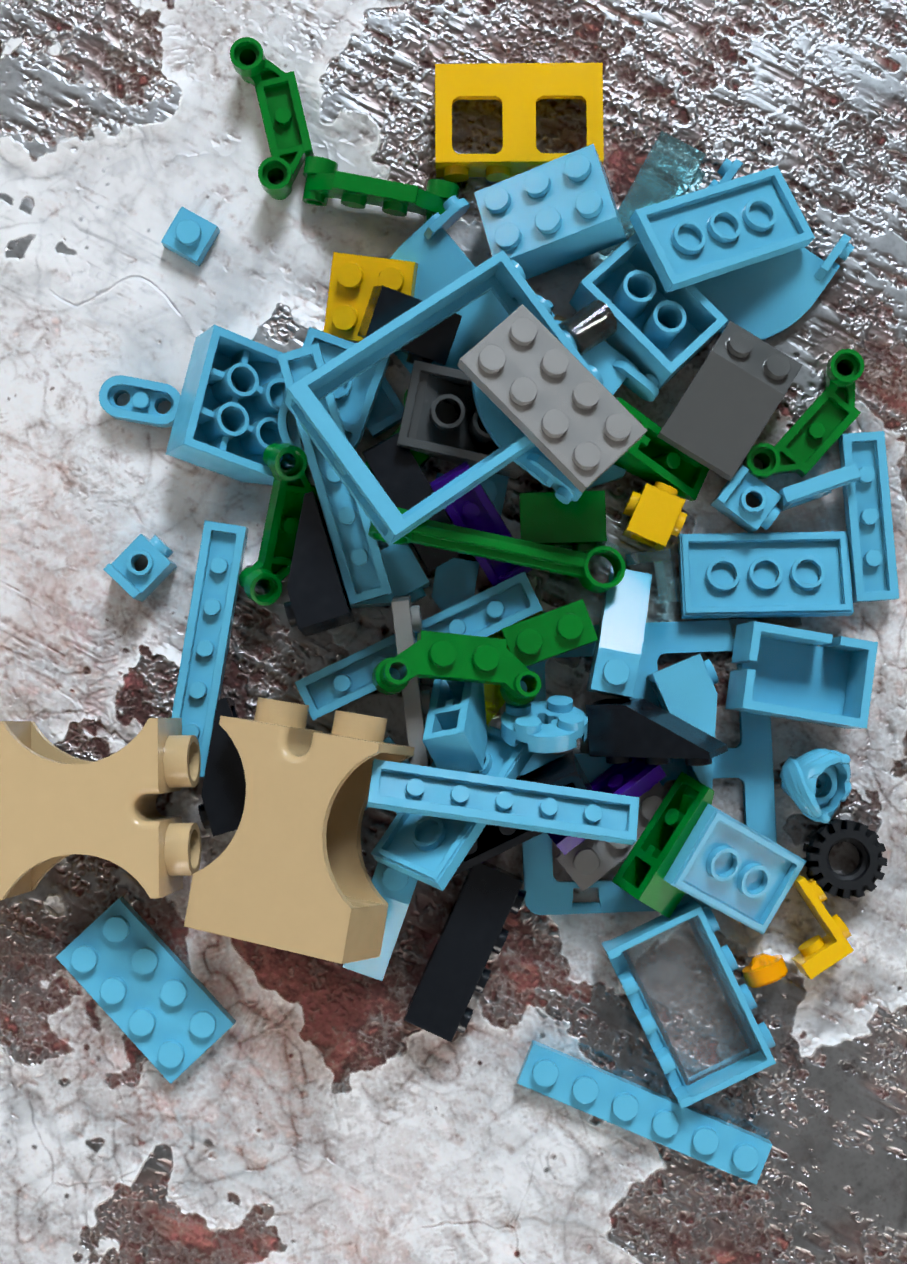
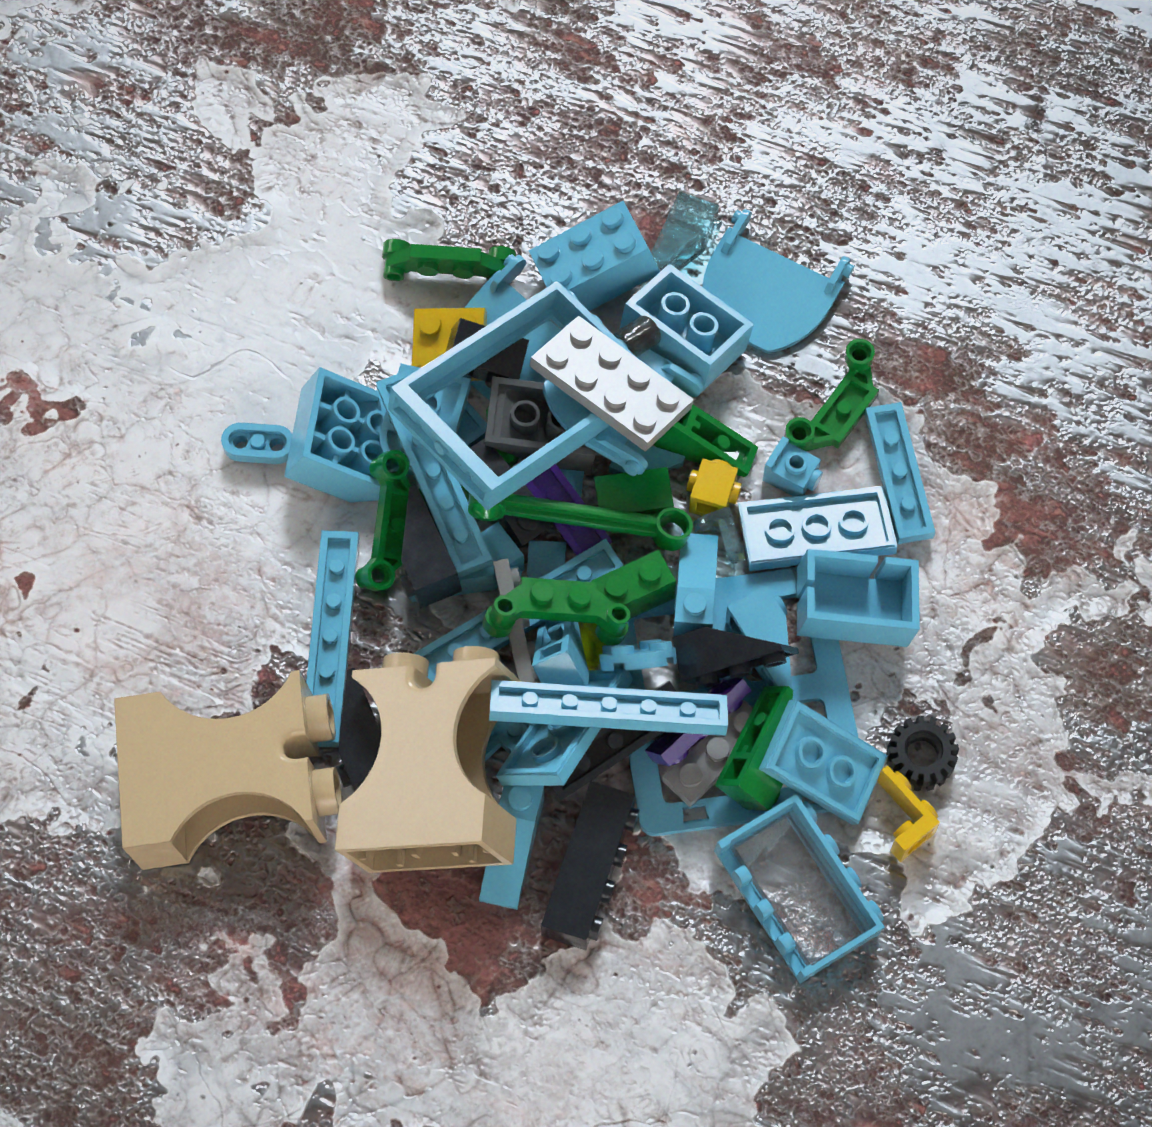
camera: 10 degrees left, 20 degrees down
(142, 583) = (269, 586): medium azure brick -> none
(146, 989) = (299, 938): medium azure plate -> none
(190, 236) = (289, 313): medium azure plate -> none
(280, 113) = (359, 213): green plate -> none
(518, 90) = (557, 175): yellow window -> none
(644, 1112) = (773, 998): medium azure plate -> none
(721, 228) = (738, 256): medium azure plate -> none
(730, 400) = (765, 387): dark grey slope -> none
(764, 970) = (865, 855): light orange tile -> none
(817, 486) = (848, 452): medium azure tile -> none
(833, 776) = (888, 675): medium azure hair -> none

